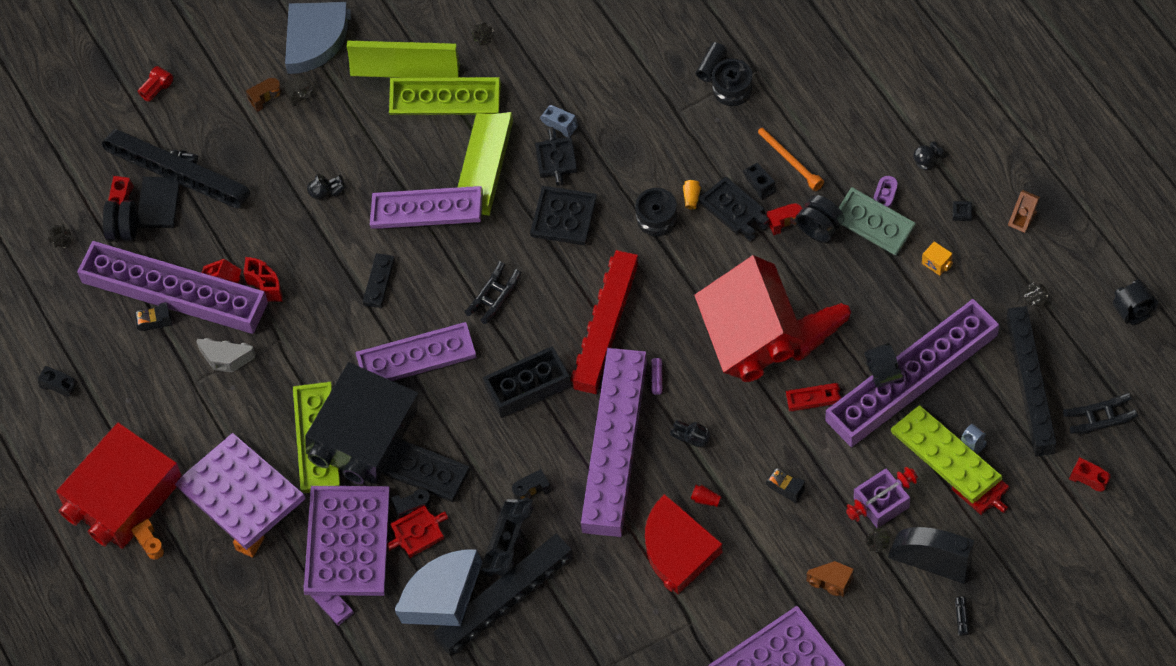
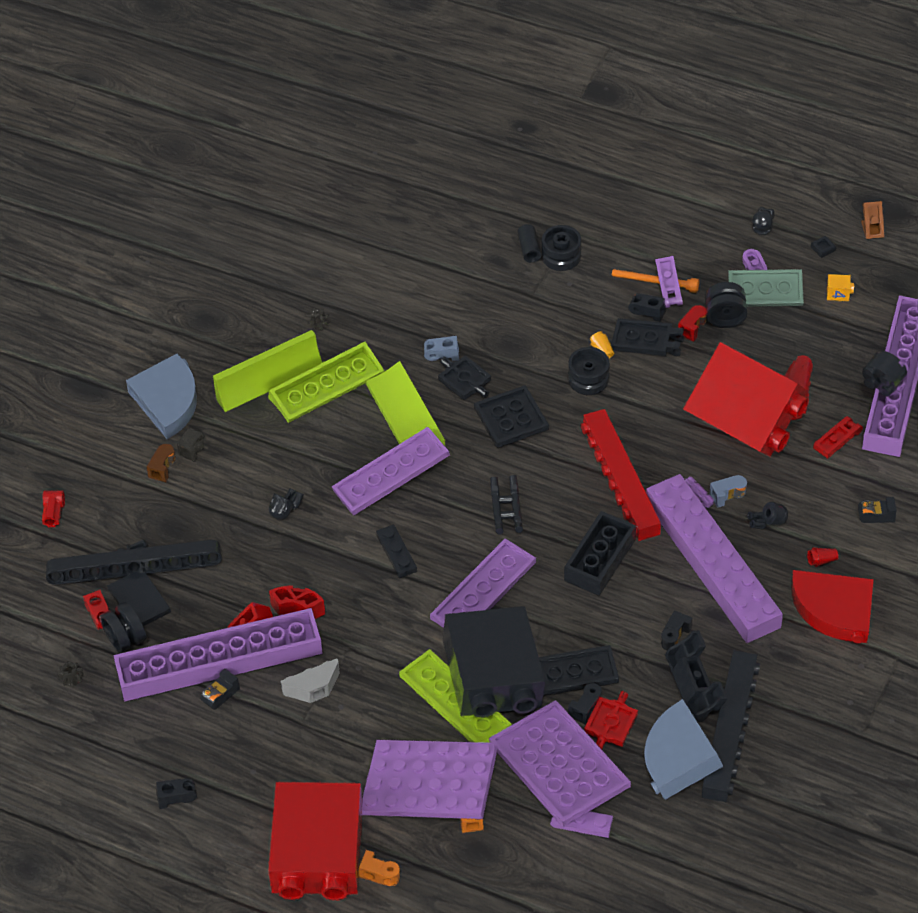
camera: 40 degrees left, 10 degrees down
(680, 388) = (727, 489): none -> sand blue leg
(793, 167) = (669, 280): none -> medium lavender plate

